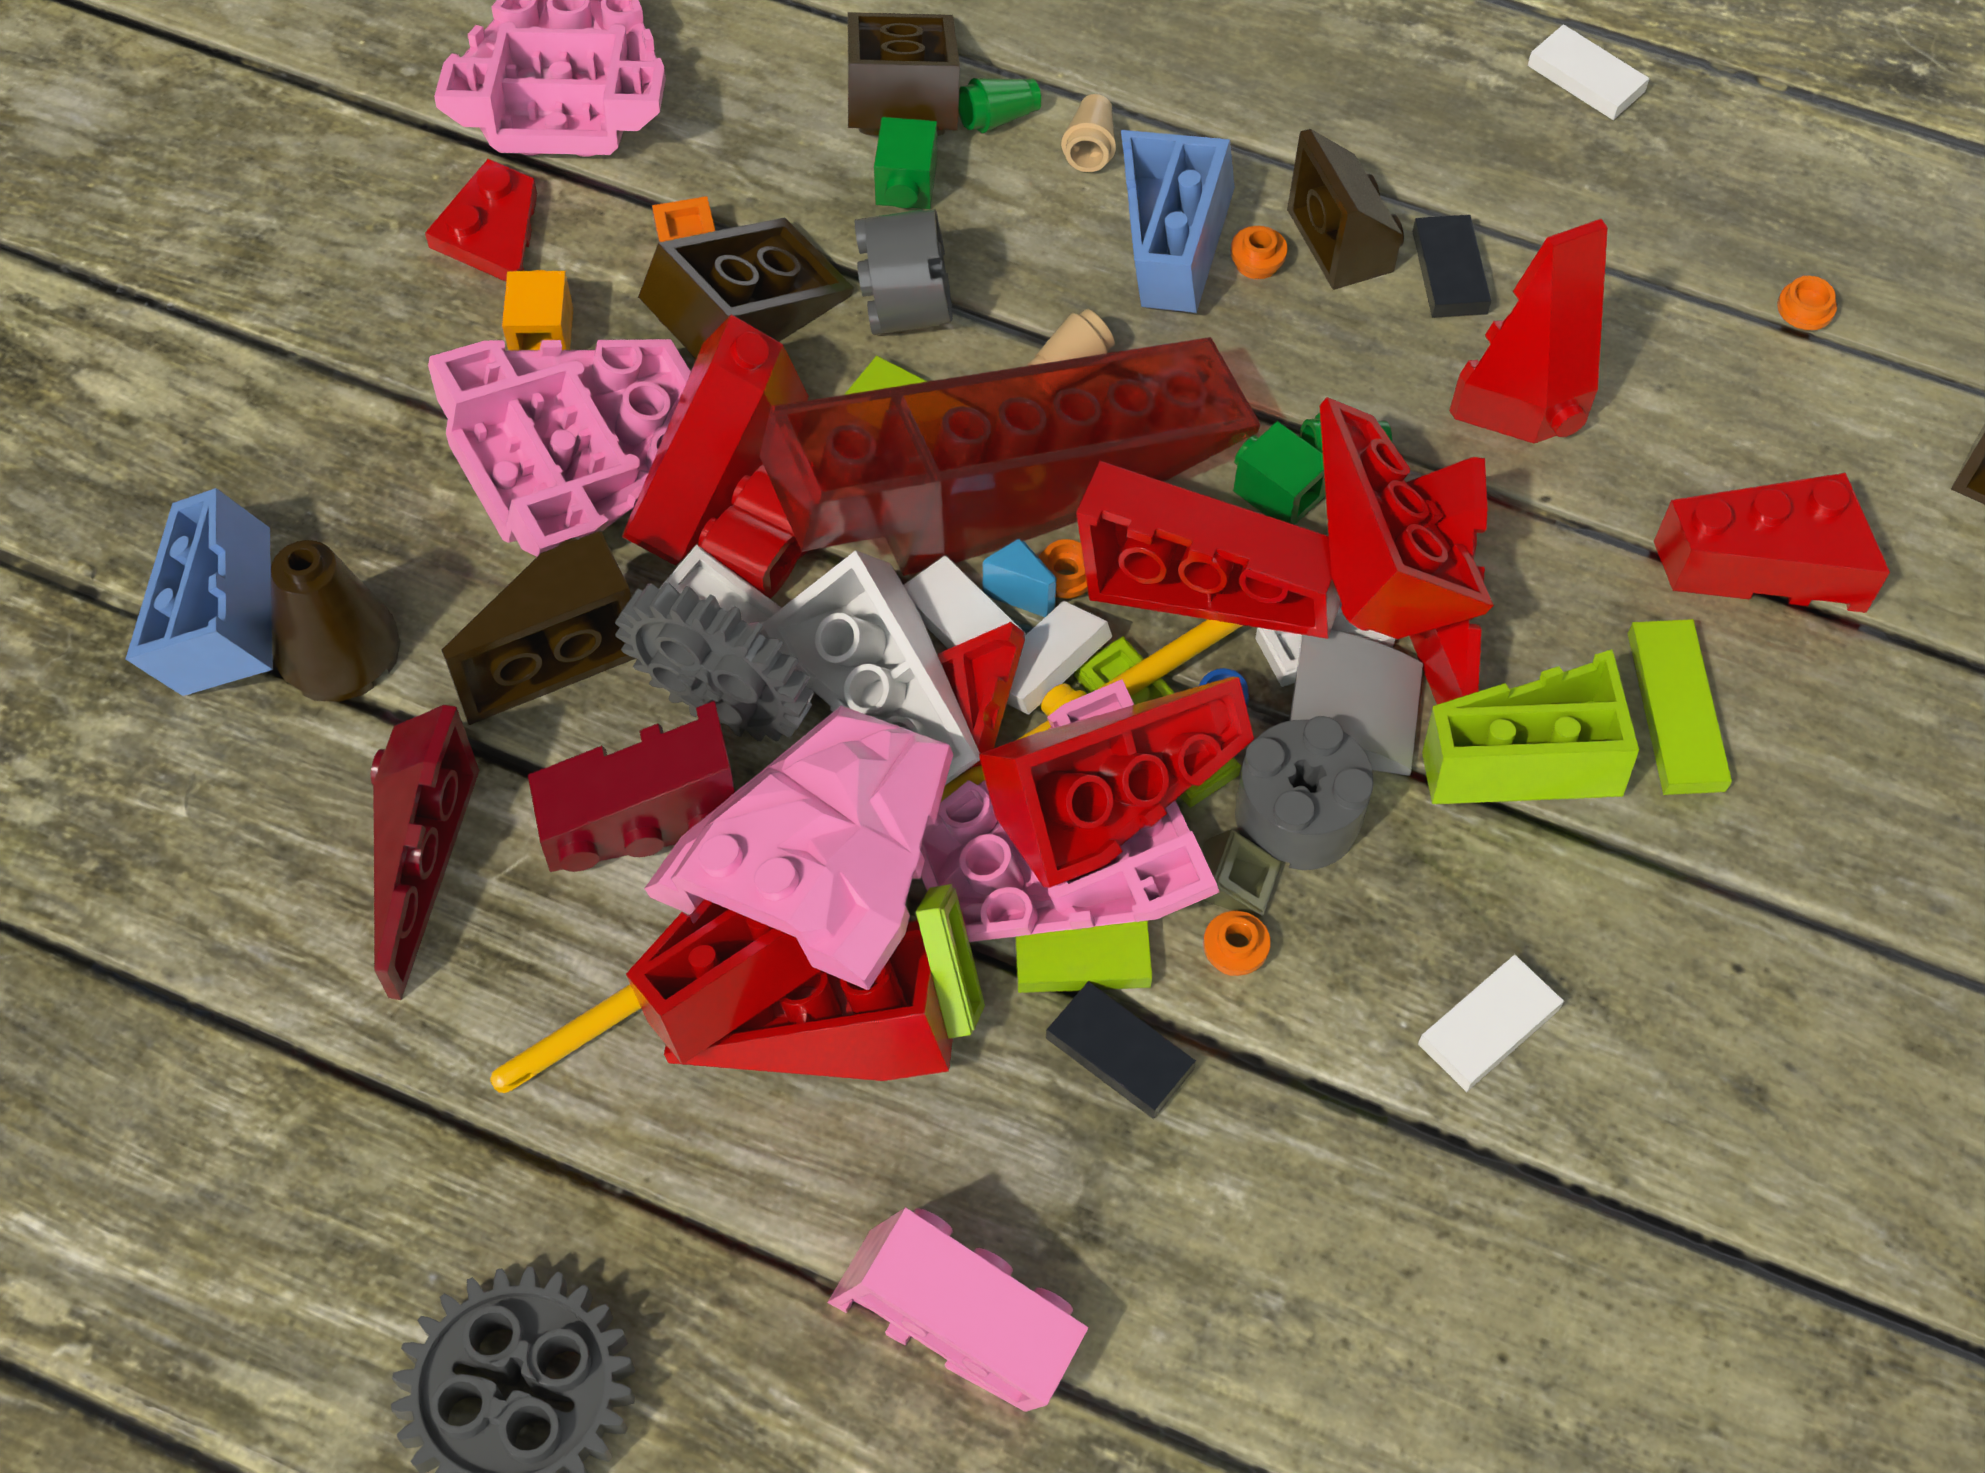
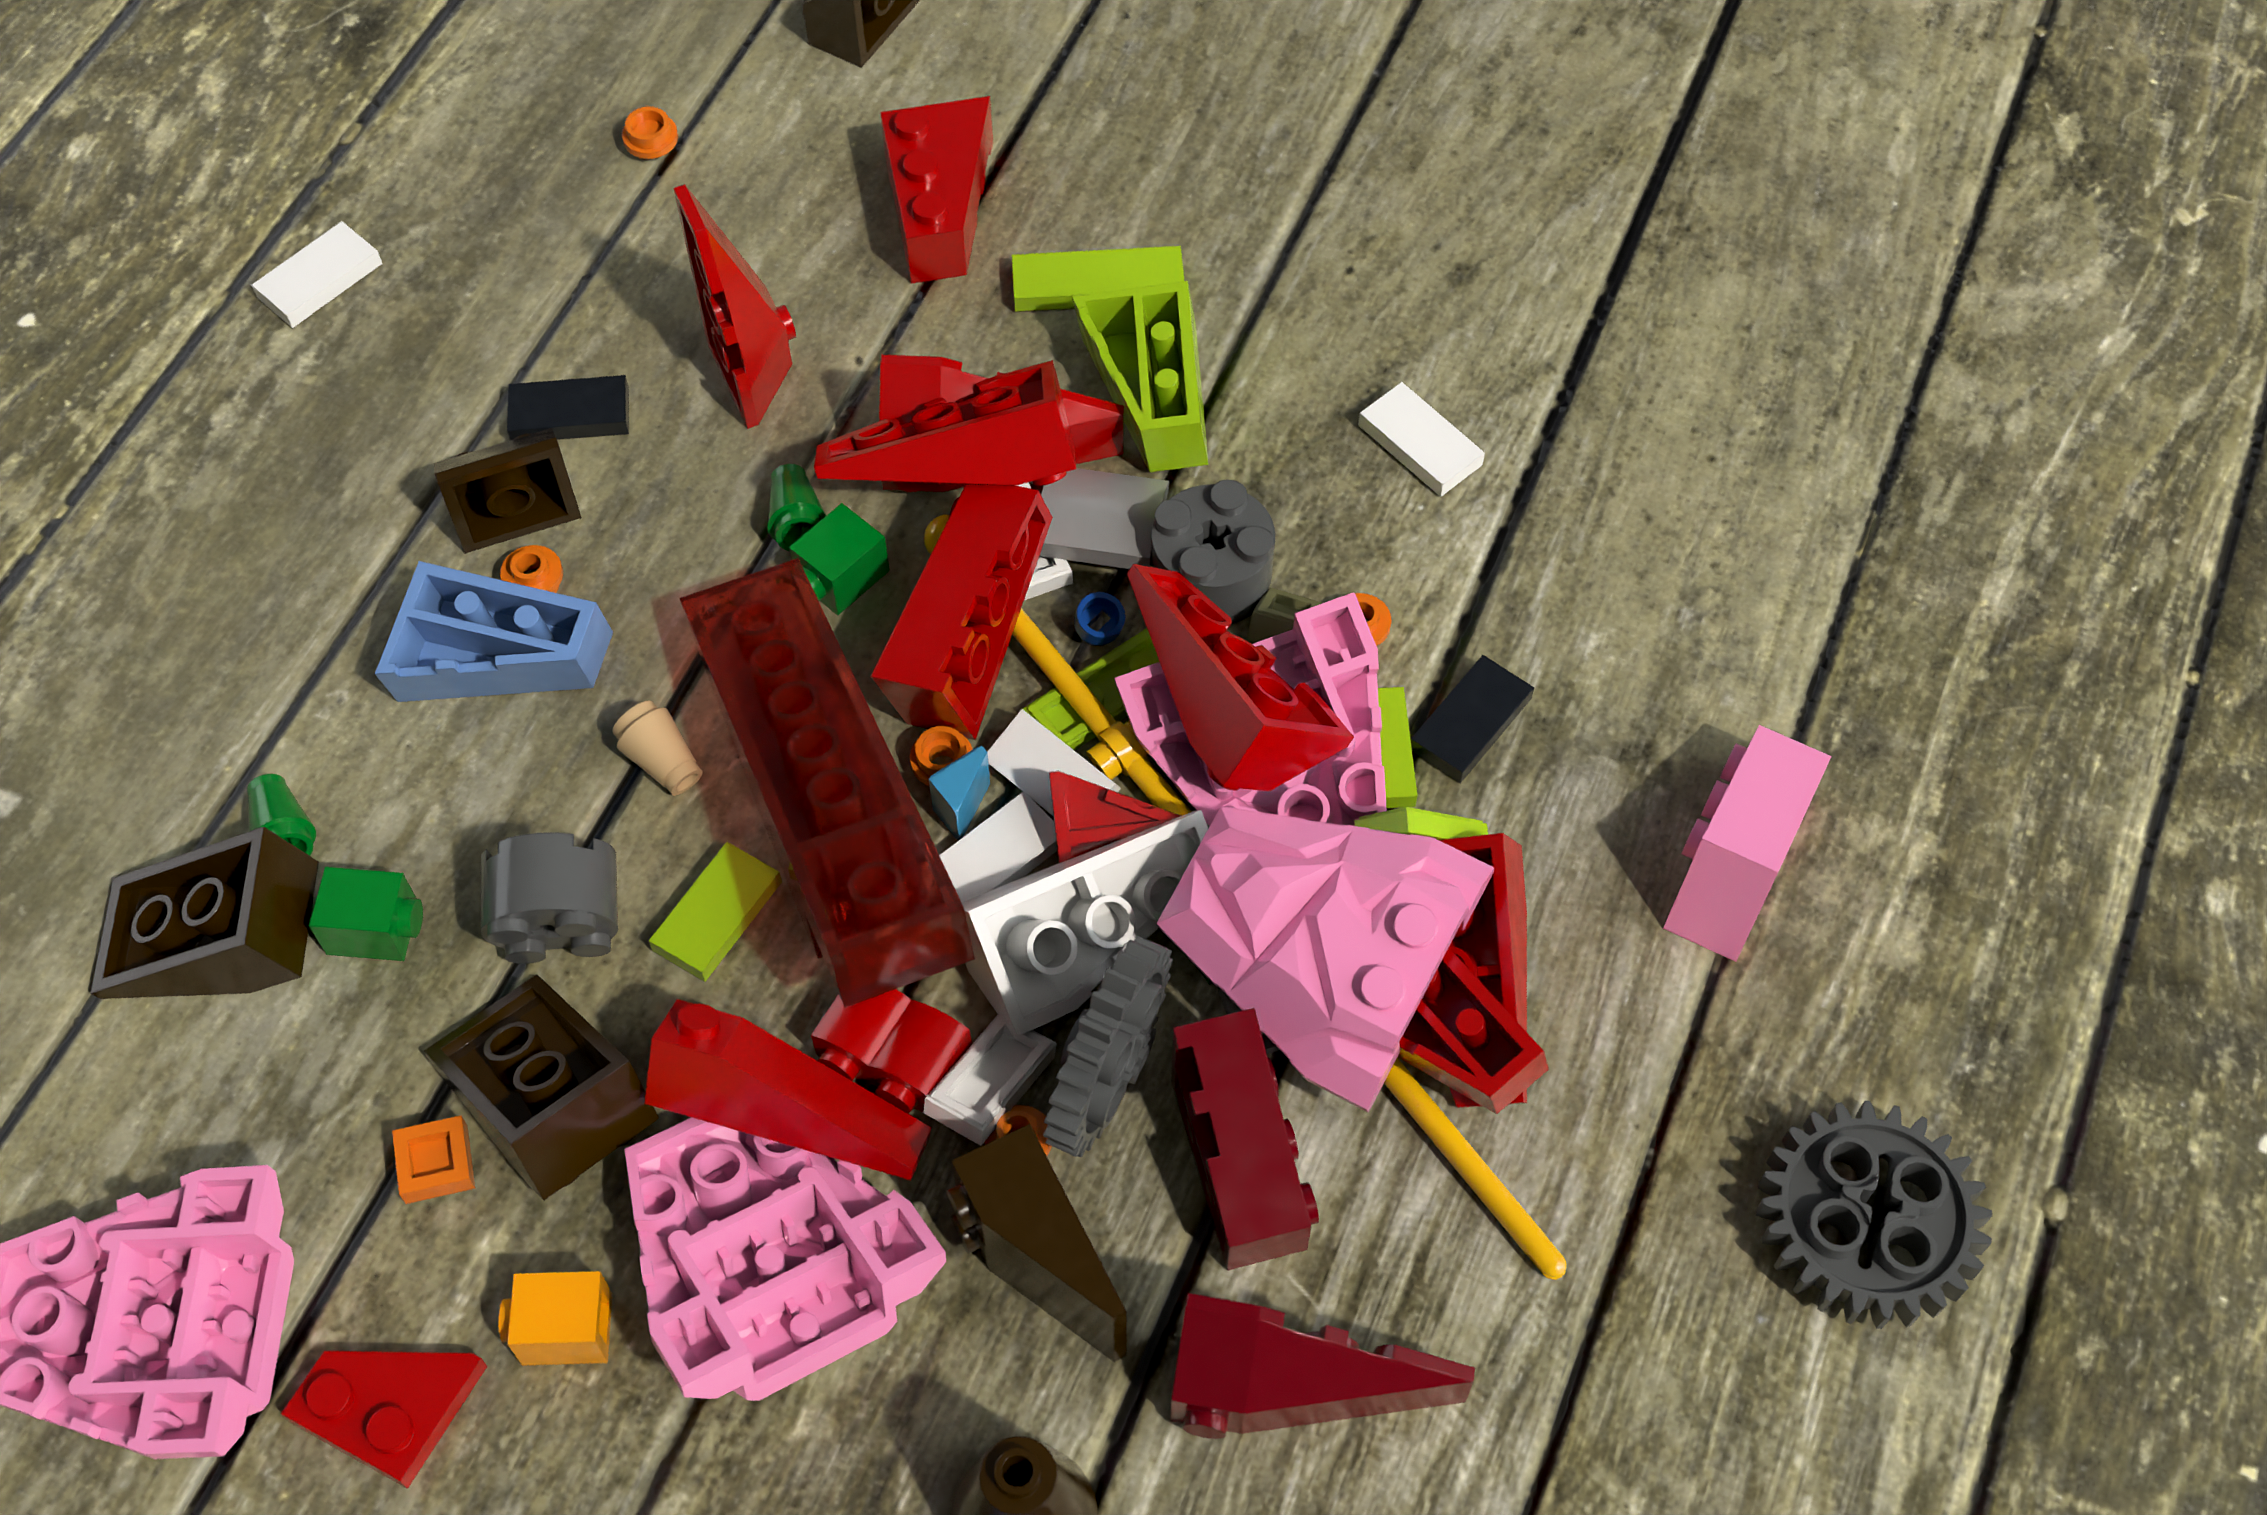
camera: 90 degrees left, 0 degrees up
(1090, 135) = (344, 725): tan cone -> none

